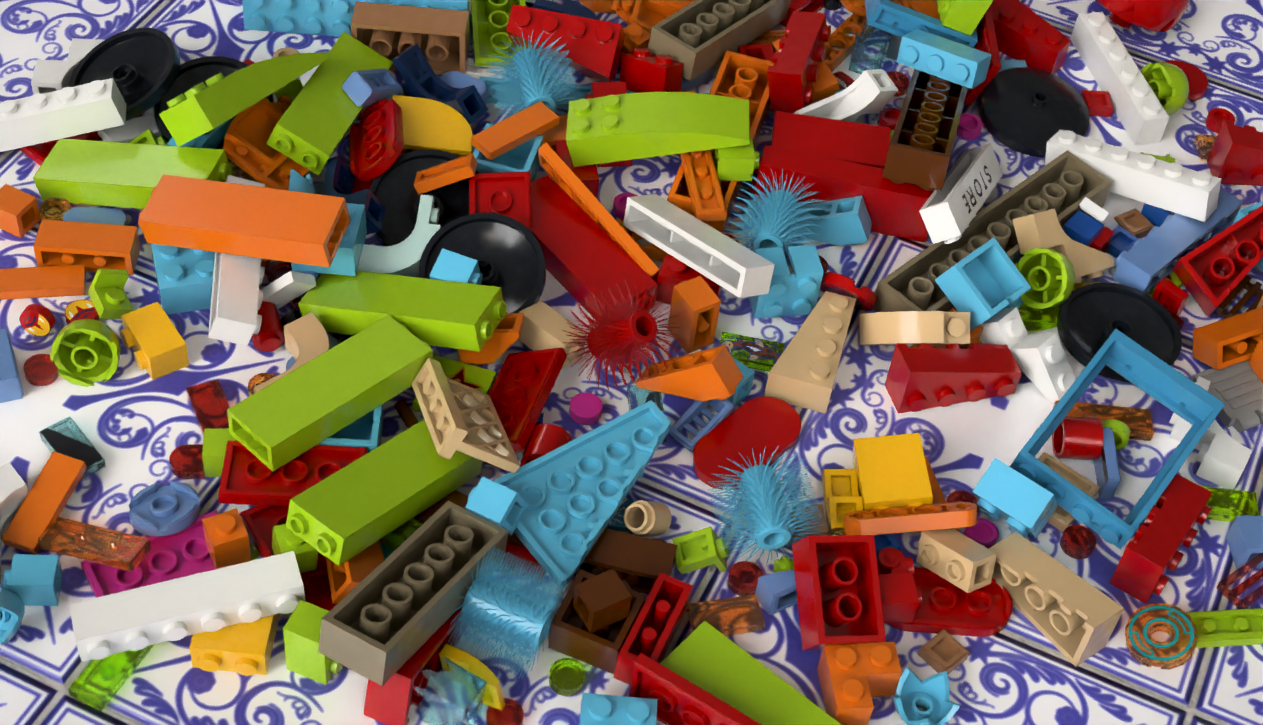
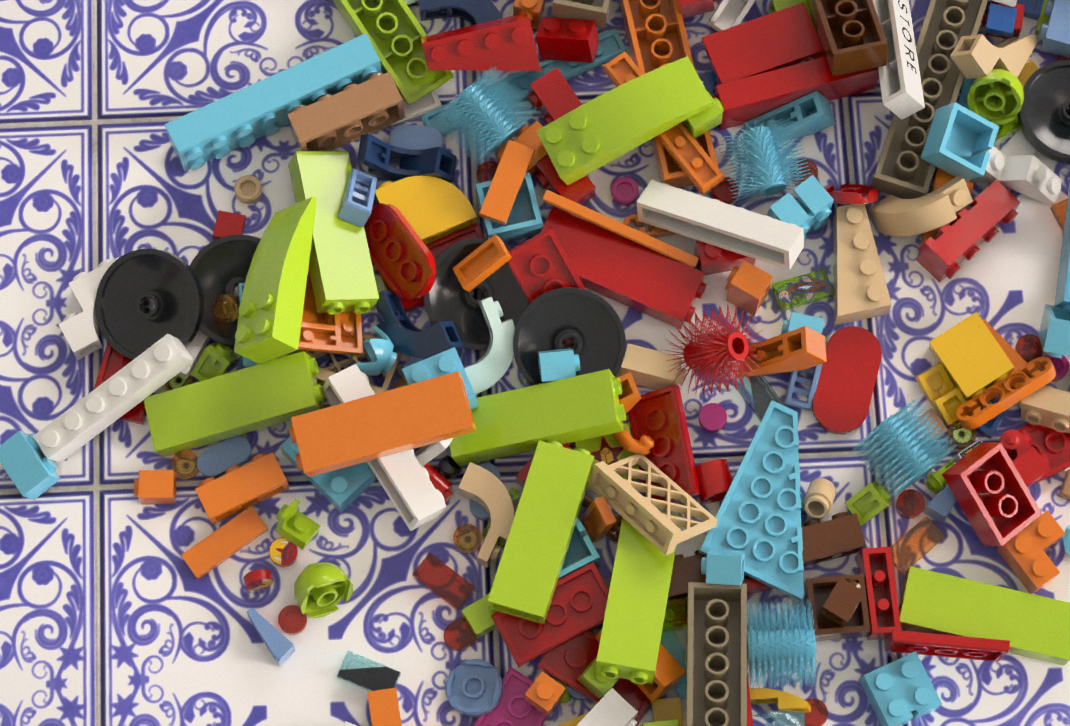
camera: 25 degrees left, 25 degrees up
(154, 341) = (359, 547): yellow brick -> none
(405, 412) = (598, 519): none -> orange tile
(484, 382) = (632, 445): none -> orange arm
(567, 676) = (835, 657): clear neon green tile -> none

